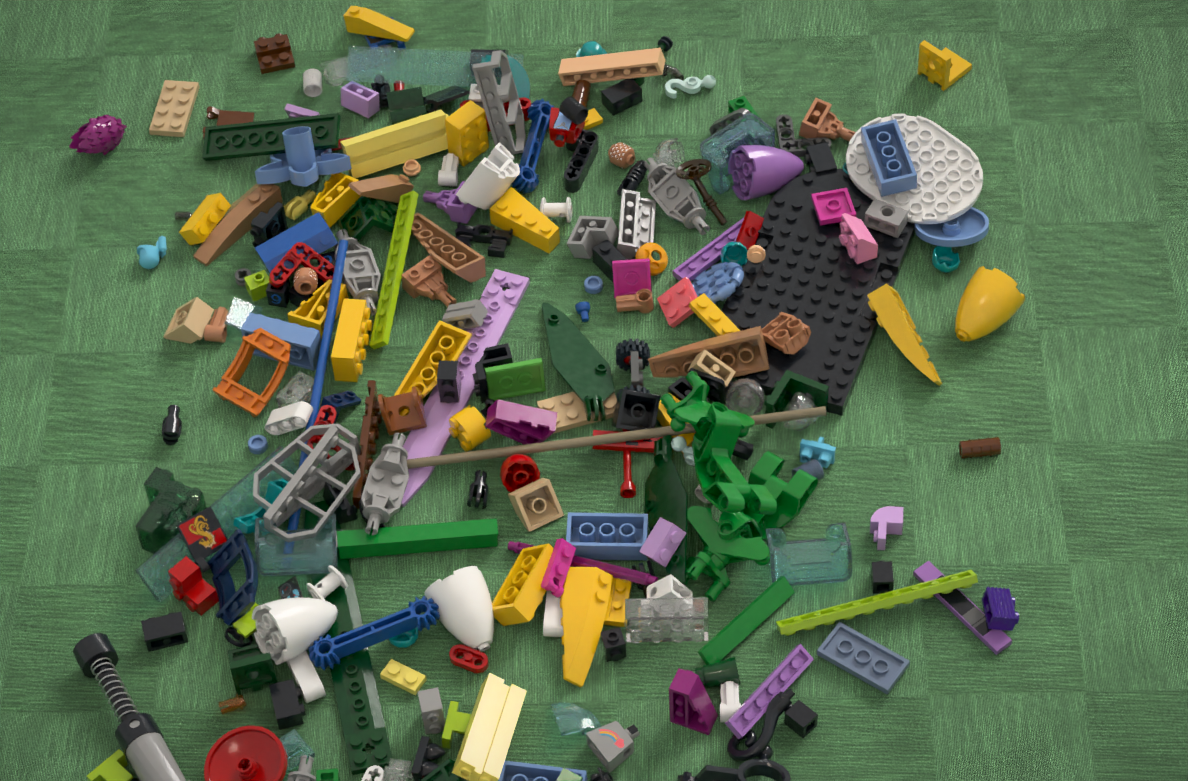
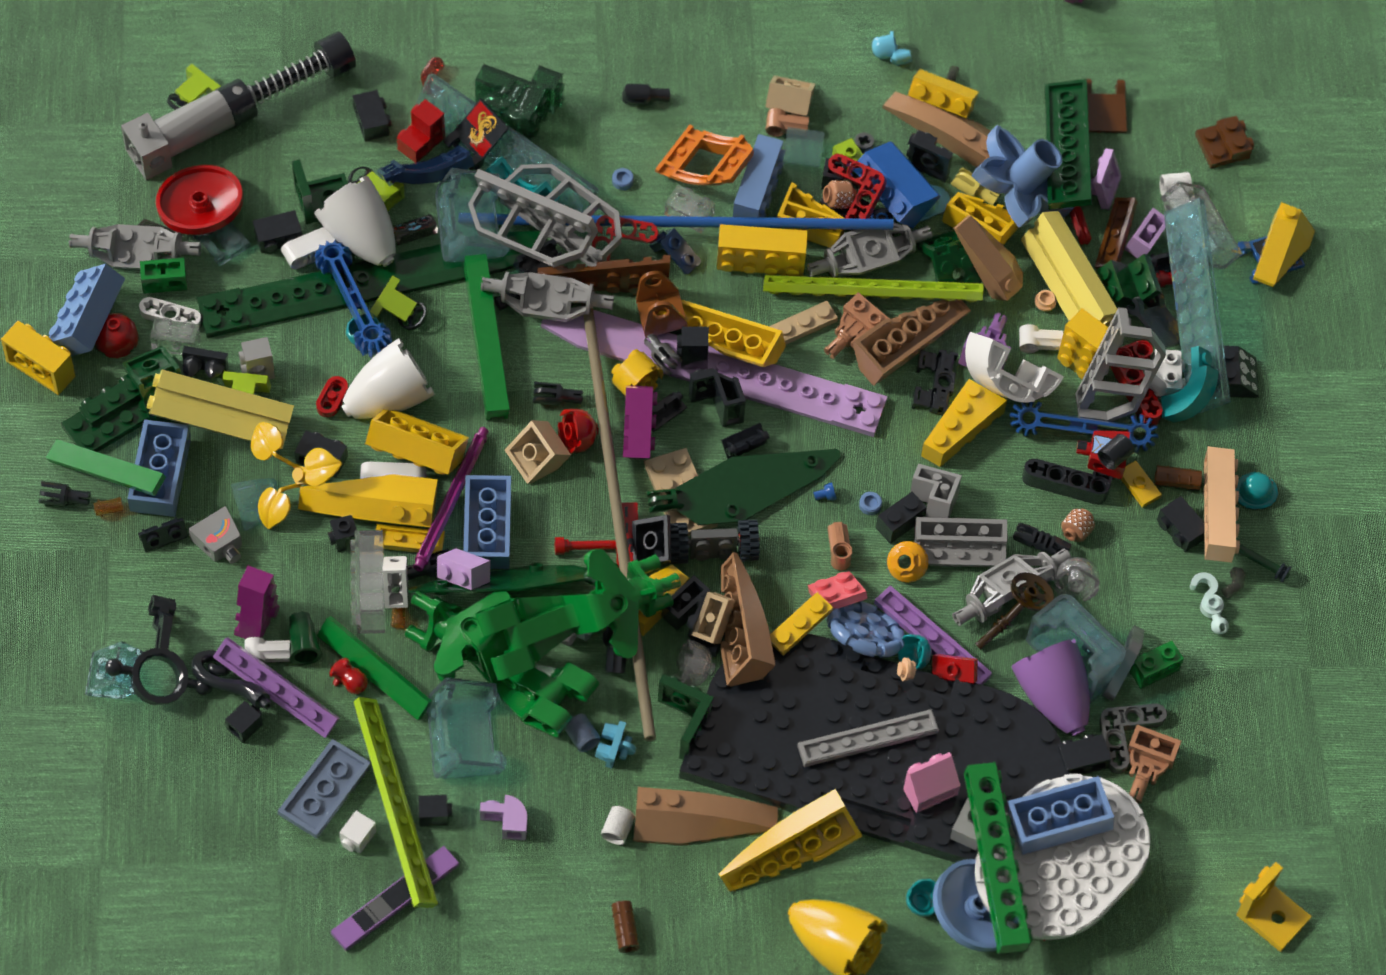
camera: 80 degrees right, 10 degrees up
(122, 587) = (433, 66): none -> clear red arm
(174, 108) = (1126, 49): tan plate -> none
(234, 703) = (283, 189): clear orange pin -> none
(288, 418) = (646, 198): white beam -> none
(327, 584) = (411, 246): white hose -> none
(356, 120) = (1116, 231): none -> reddish brown plate
(376, 606) = (399, 305): none -> lime piece
(403, 677) = (313, 338): light yellow plate -> none
(417, 320) = (806, 322): none -> tan plate
(447, 409) = (662, 354): none -> dark grey arm
(465, 314) = (805, 364): light grey brick -> none
(515, 379) = (707, 419): bright green tile -> none
(529, 664) = (316, 440): none -> black brick
(532, 352) = (745, 441): none -> black hinge
(557, 209) = (980, 445): white hose -> none
(558, 567) = (432, 466): dark pink plate -> none
(559, 645) = (318, 469): none -> yellow plant
(631, 276) = (869, 537): dark pink plate -> none
(754, 639) = (351, 677): none -> red animal
(786, 333) = (777, 700): nougat slope -> none
(800, 401) = (670, 724): clear cylinder -> none
(814, 283) = (867, 738): none -> light grey tile
(831, 205) = (994, 749): dark pink plate -> none
(881, 404) = (690, 816): none -> medium nougat wedge
(891, 450) = (618, 825): none -> white piece
(905, 631) = (357, 832): none -> white brick
(924, 196) = (1006, 938): none -> green brick
(999, 609) = (383, 933): dark purple brick -> none

